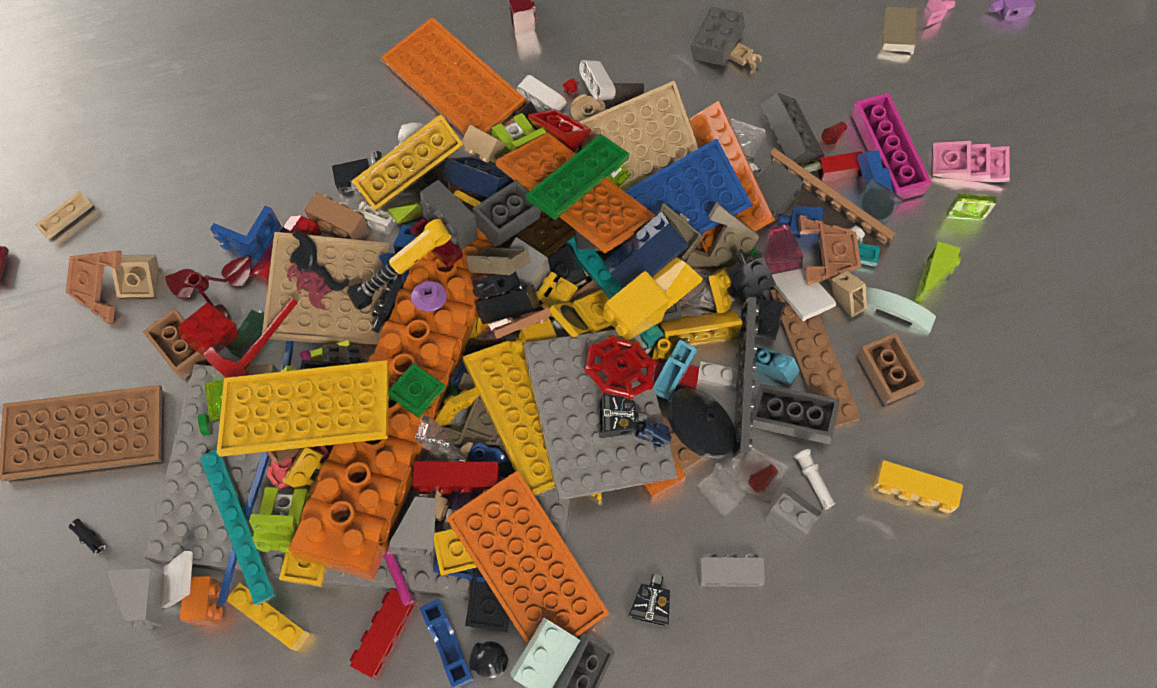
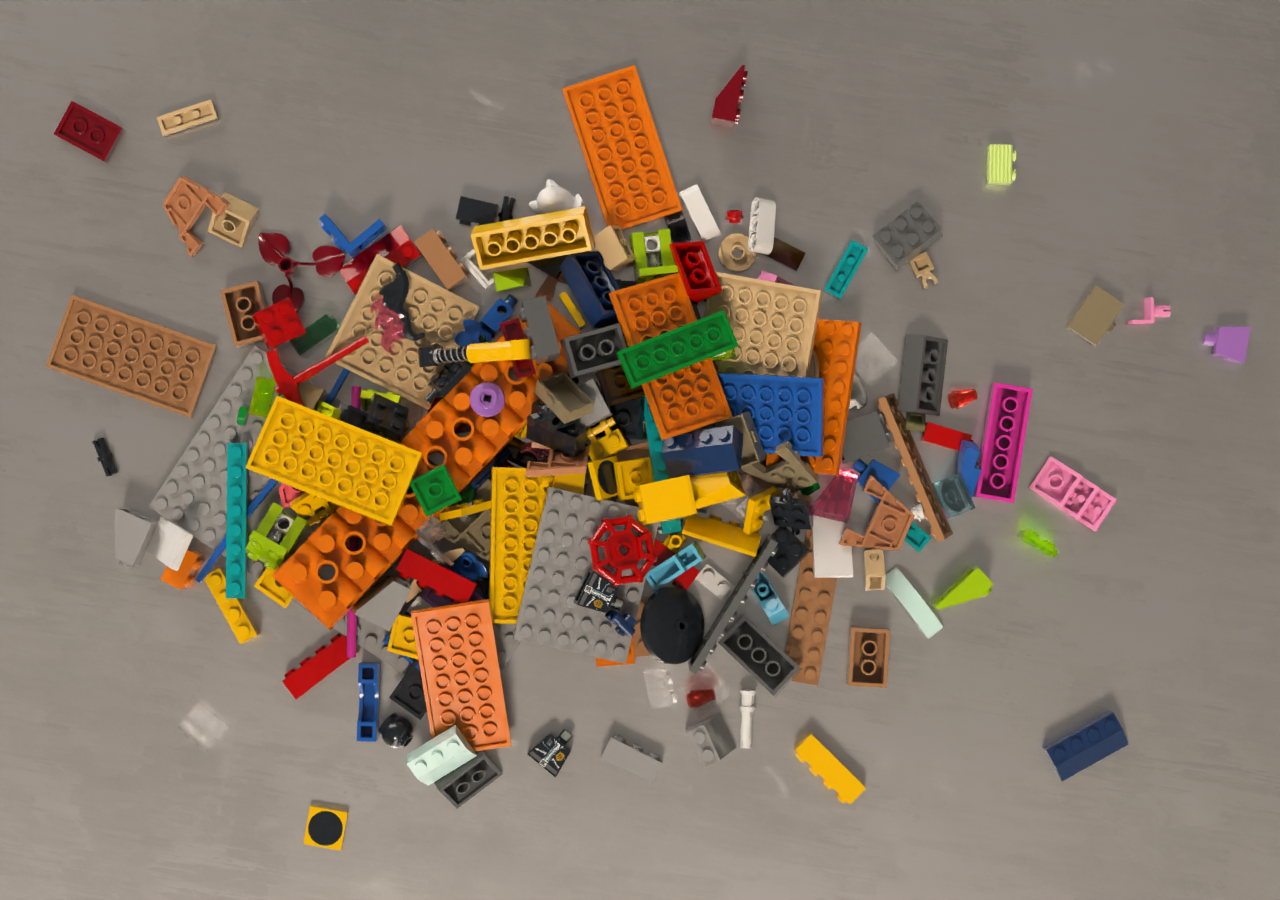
camera: 25 degrees right, 20 degrees up
(683, 79) = (846, 269): none -> teal plate
(1123, 353) = (1086, 745): none -> dark blue slope

